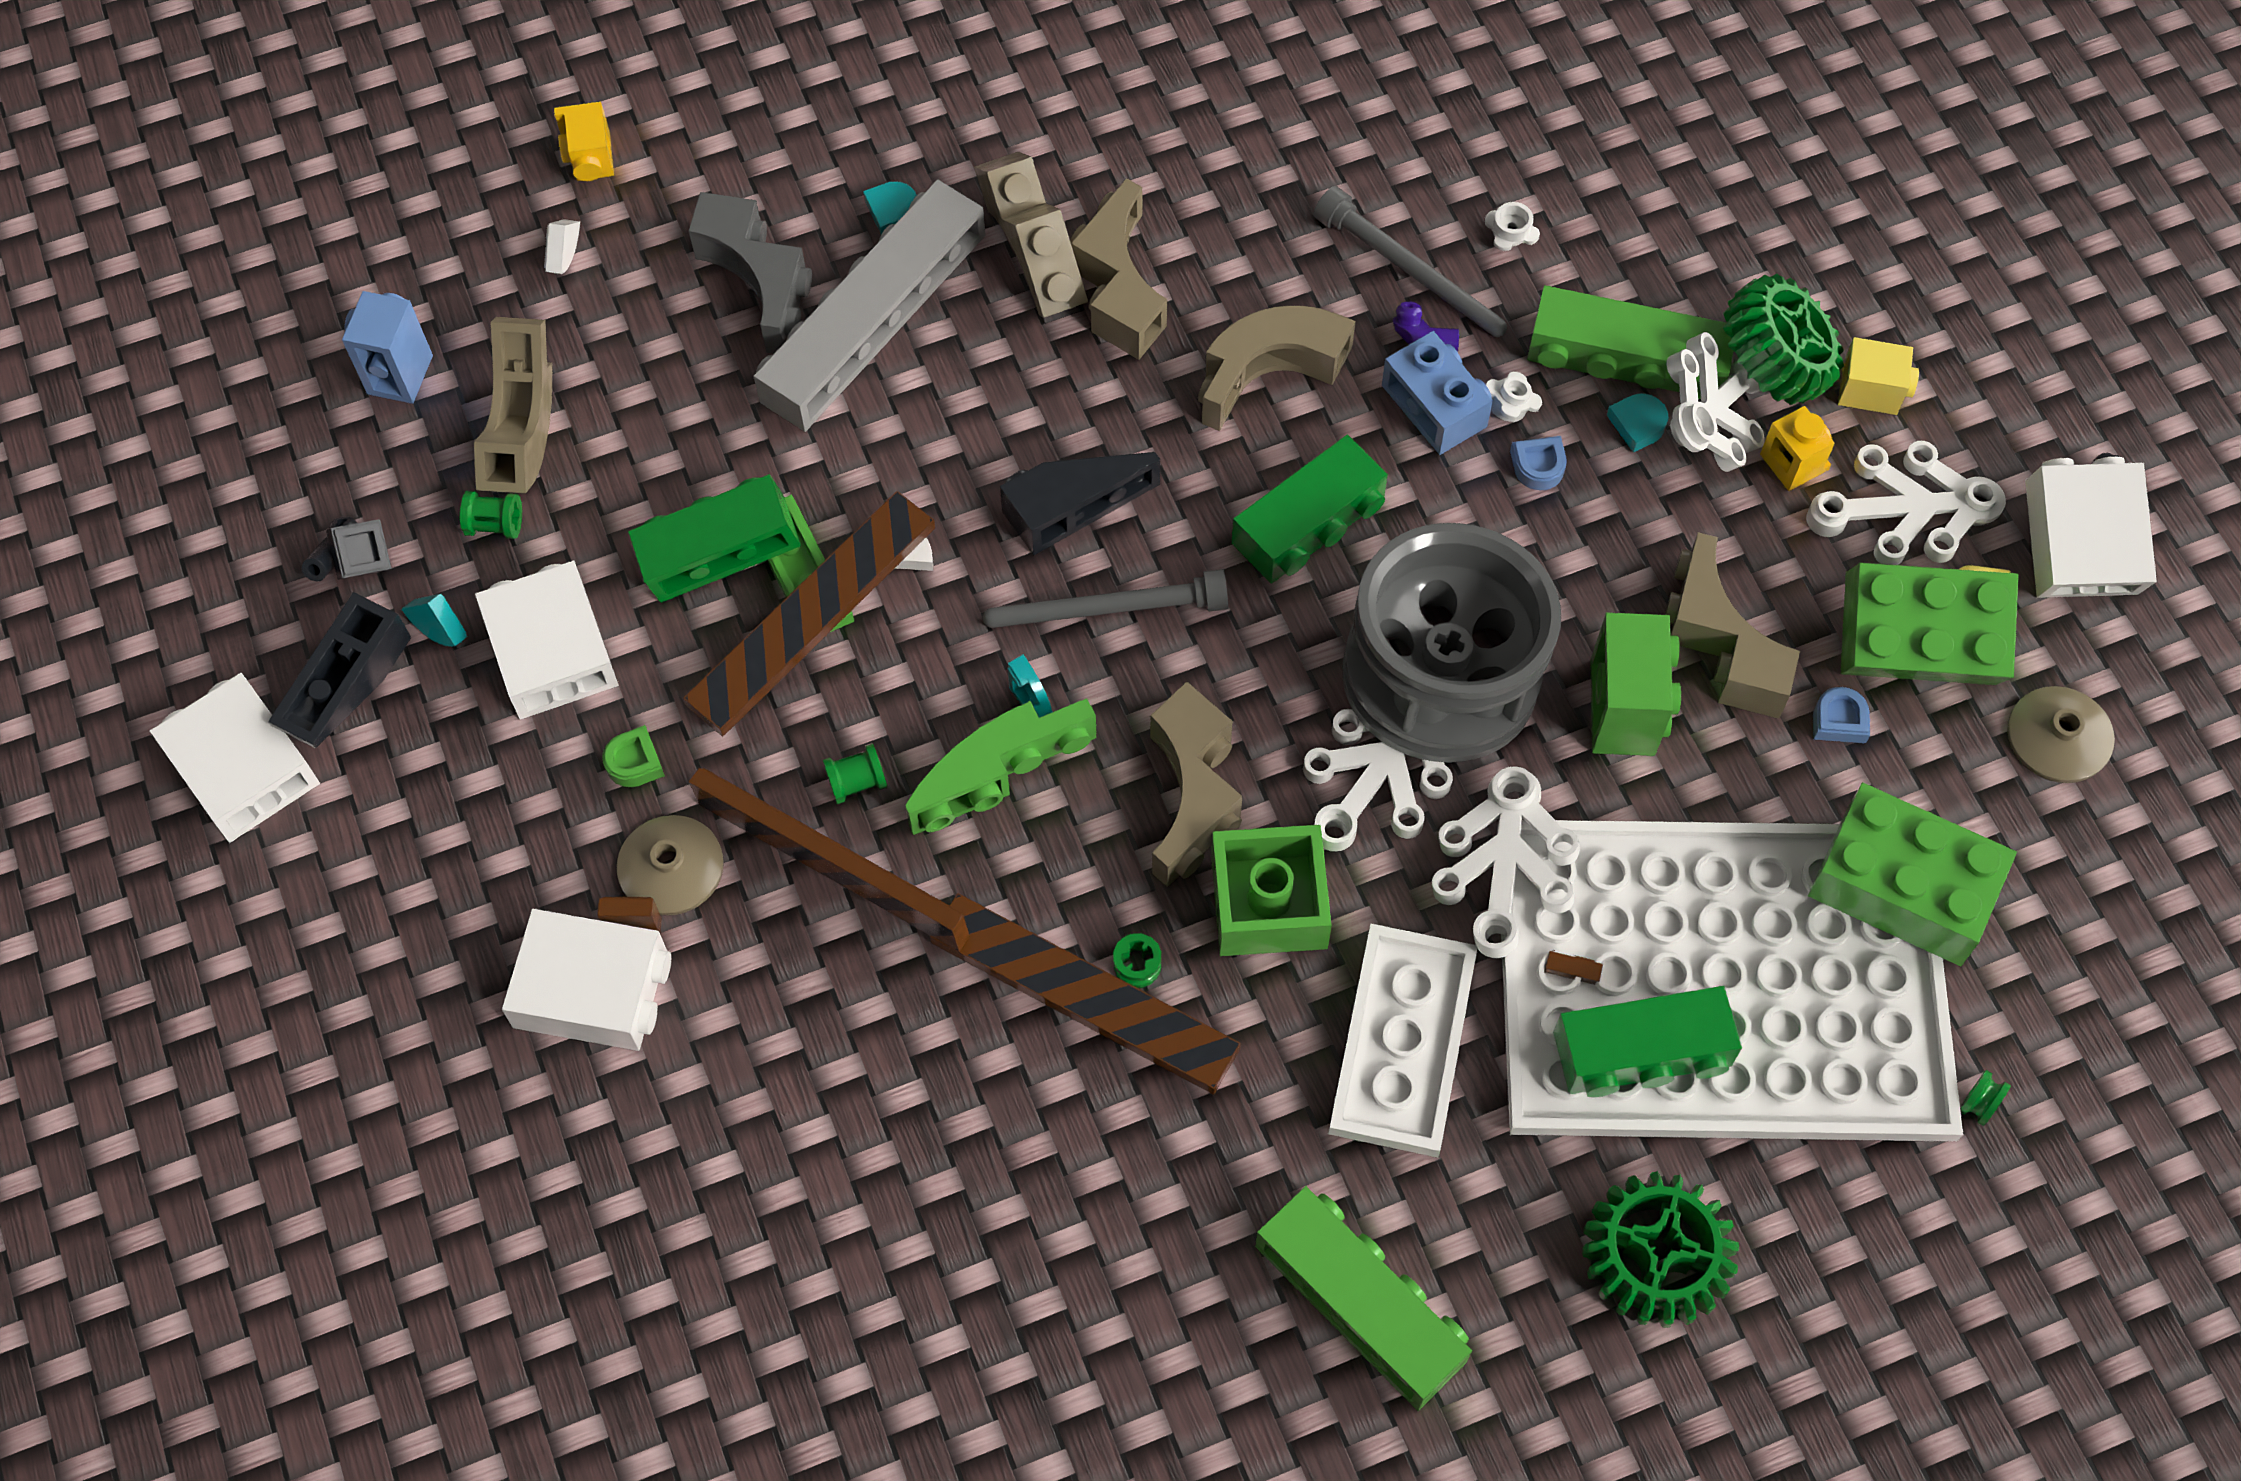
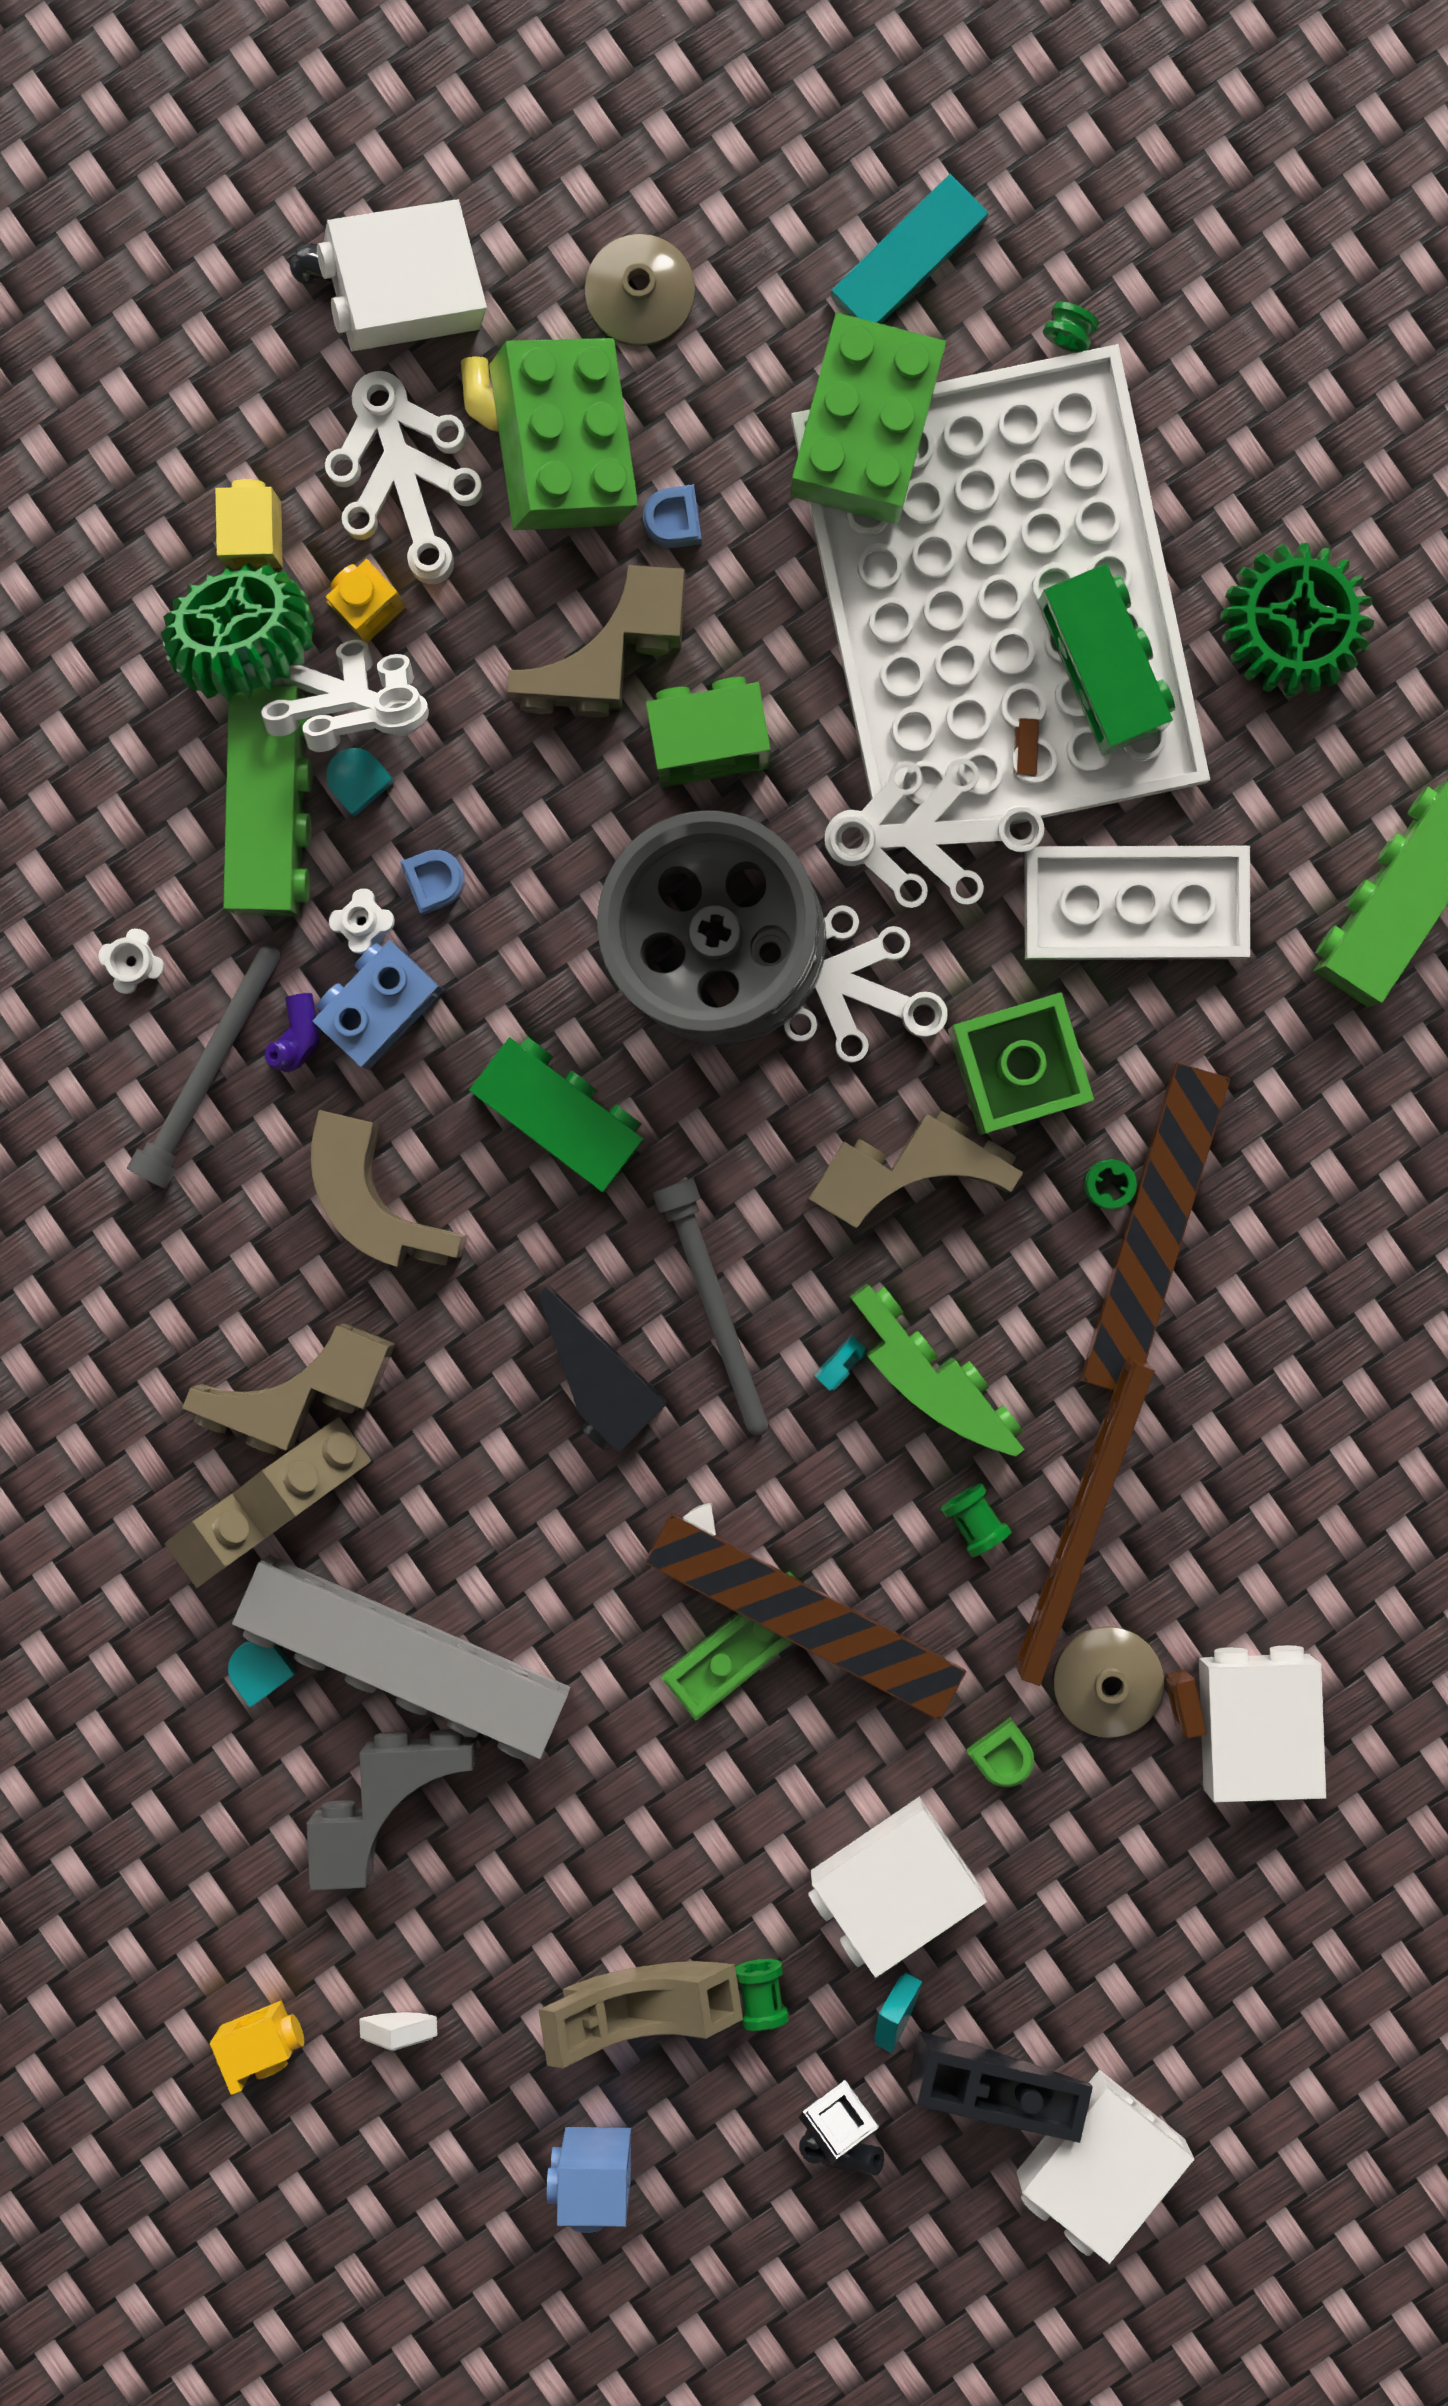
camera: 105 degrees left, 25 degrees up
(714, 538) = (742, 1745): green brick -> none
(2073, 971) = (910, 252): none -> teal tile

